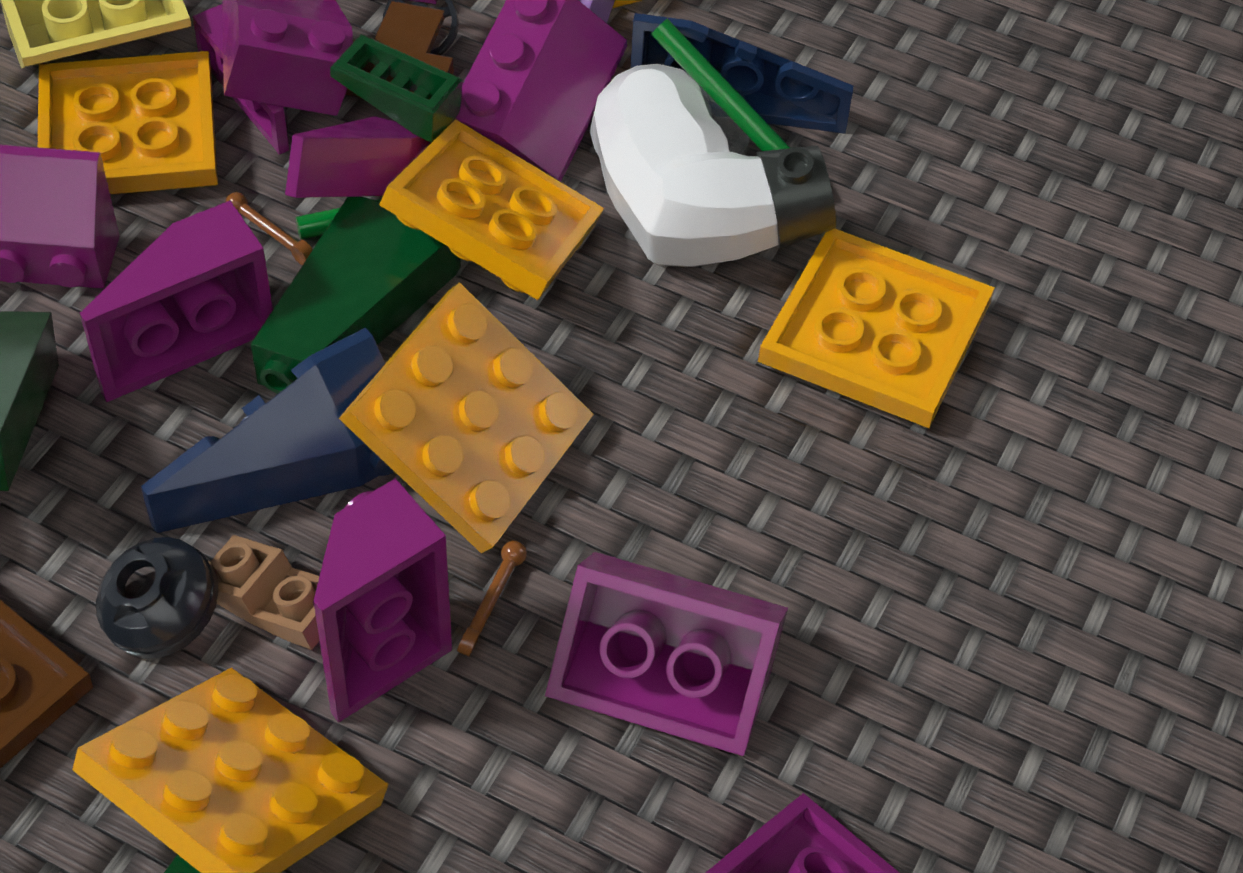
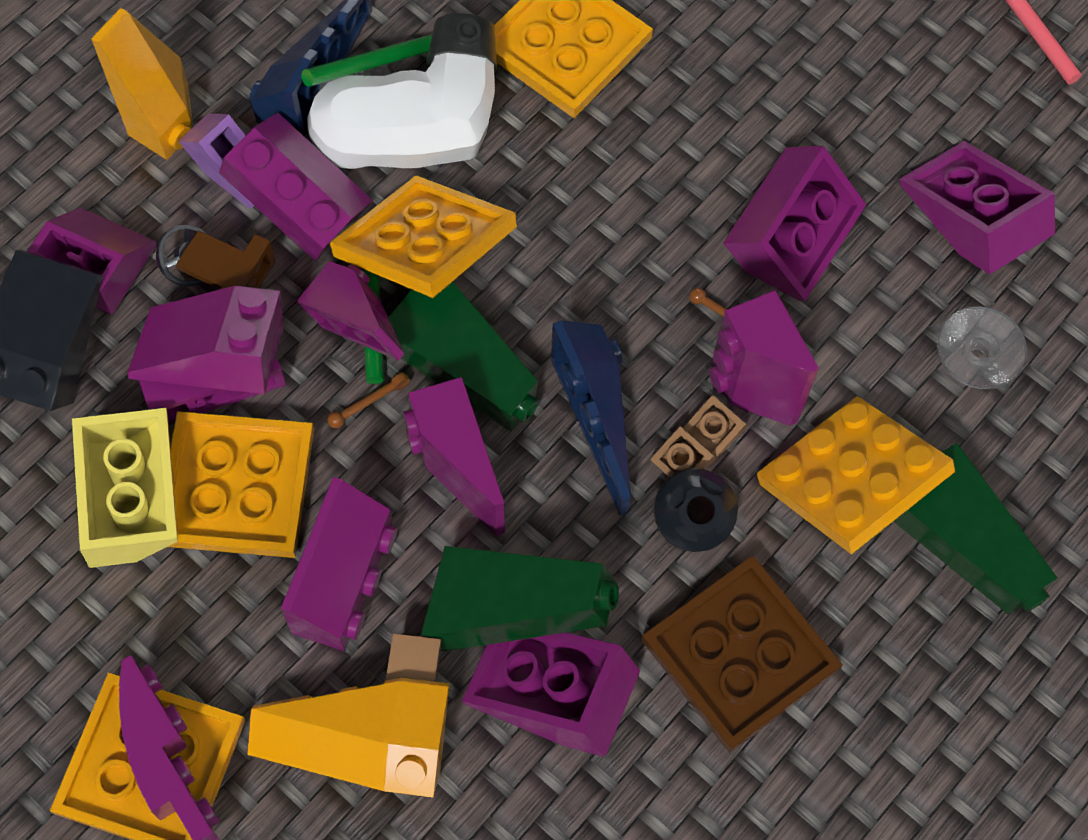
camera: 75 degrees left, 15 degrees up
(425, 111) = (320, 237): dark green slope -> none
(468, 417) = (606, 289): light orange plate -> none

